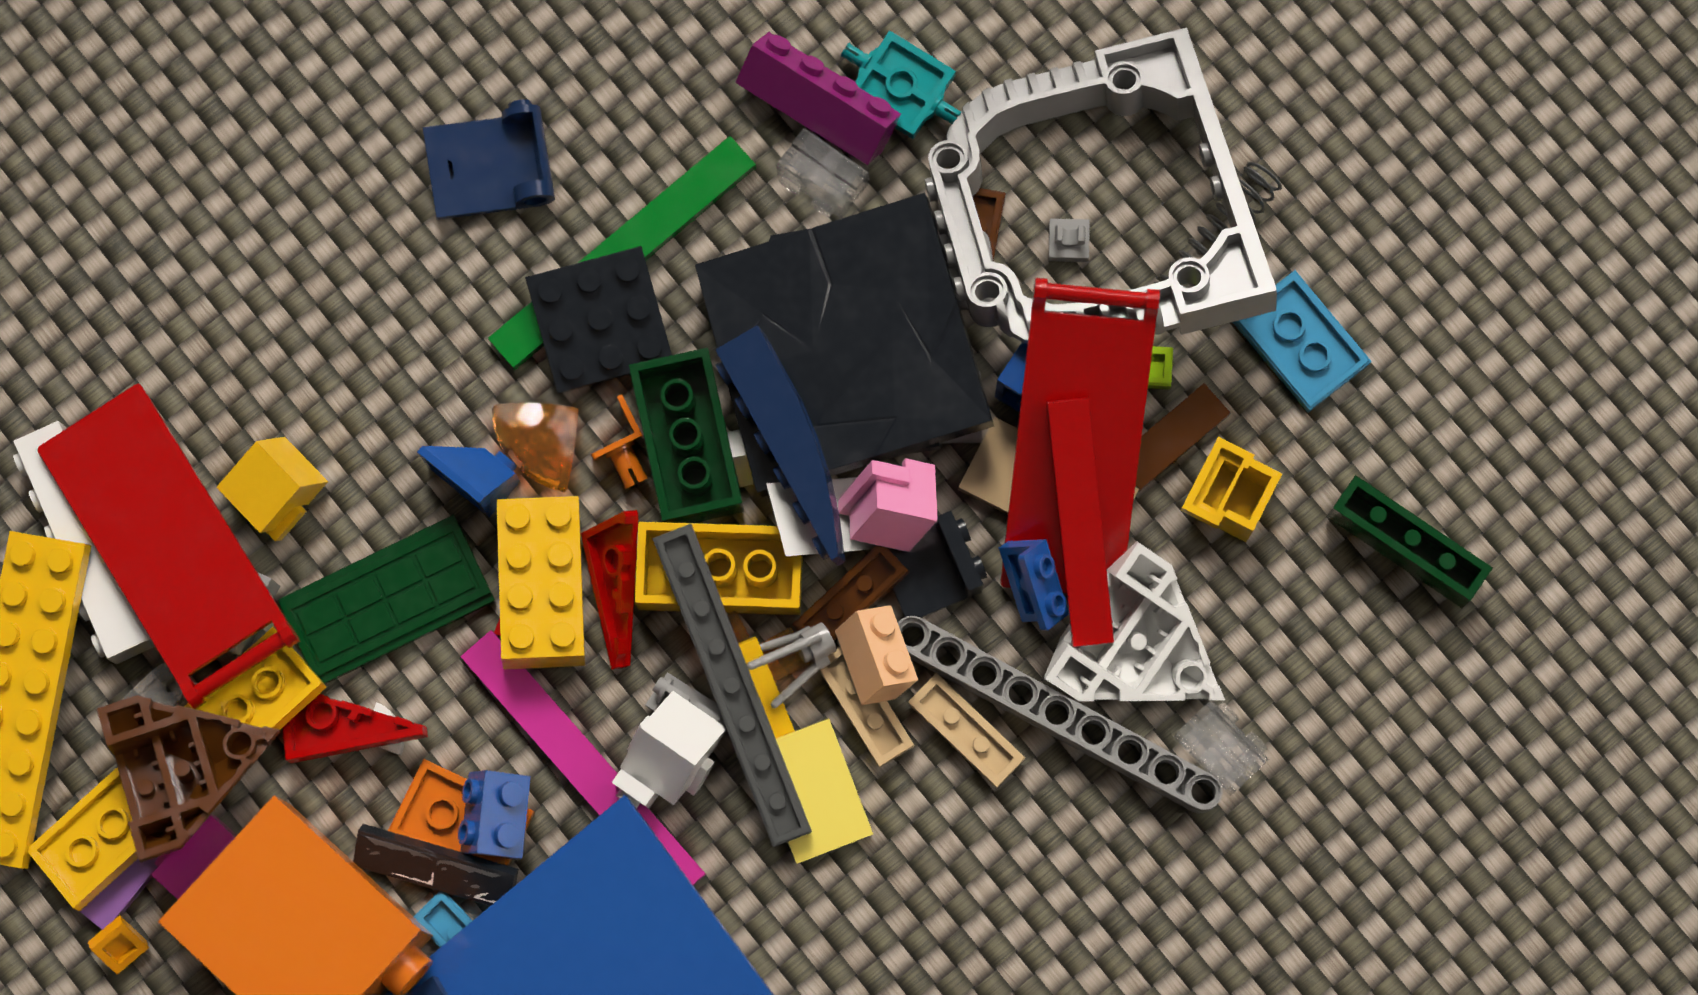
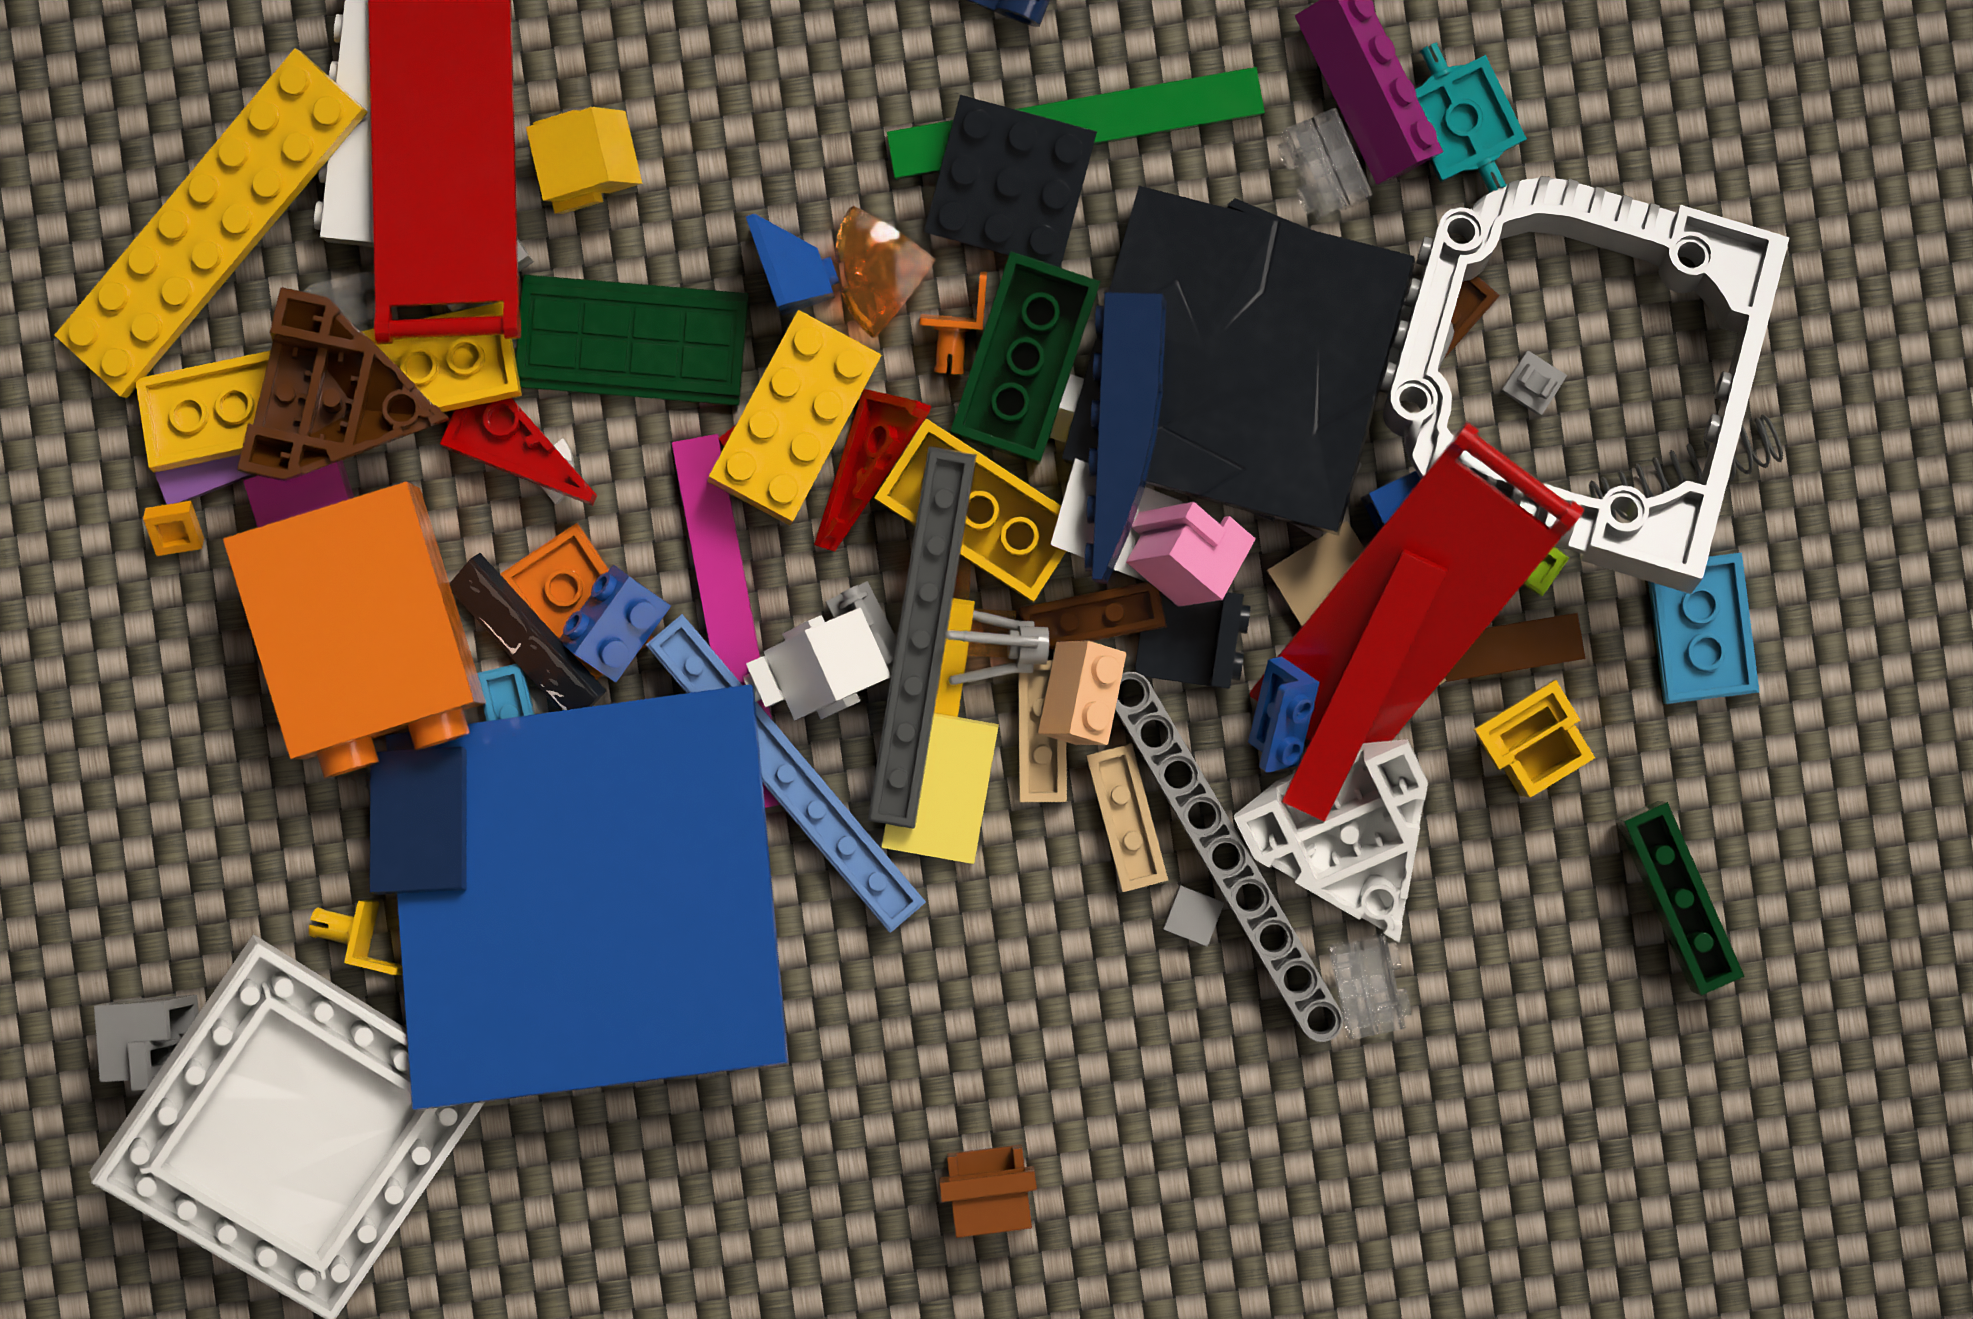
camera: 30 degrees right, 10 degrees up
(706, 855) = (797, 785): none -> medium blue tile
(1060, 774) = (1193, 915): none -> light grey tile

